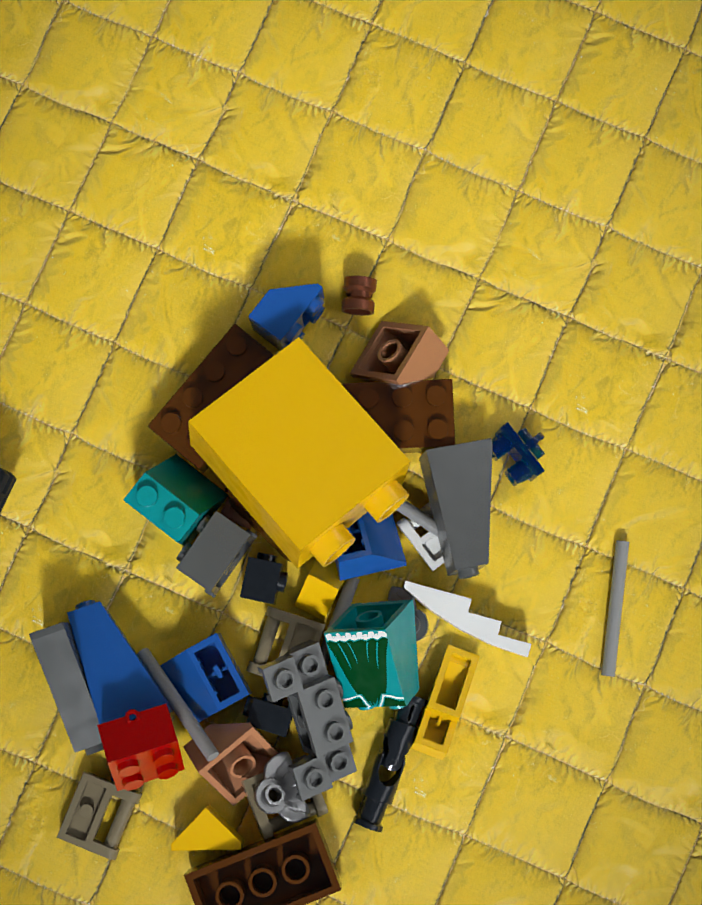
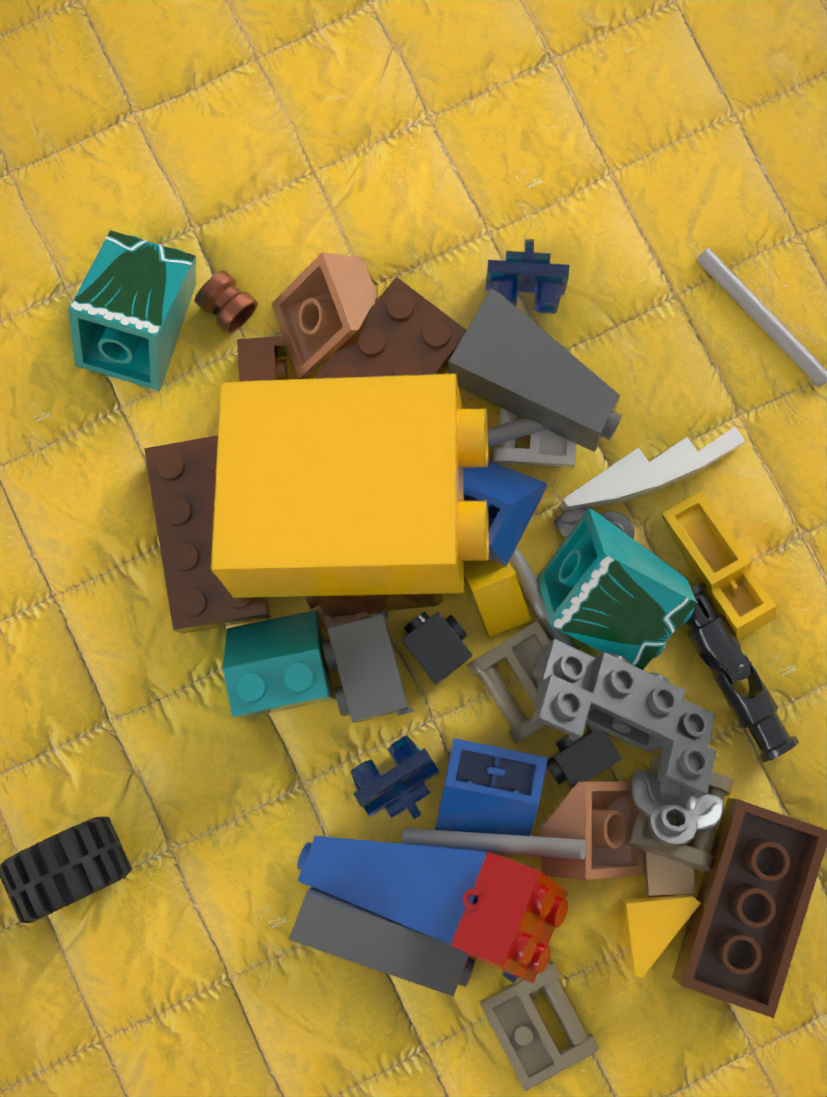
camera: 50 degrees left, 0 degrees up
(165, 625) = (398, 787): none -> clear blue hips
(242, 820) = (667, 876): none -> tan tile
(286, 312) = (178, 390): blue slope -> none
(311, 245) = (132, 309): none -> teal slope
(337, 347) = (260, 360): none -> reddish brown brick

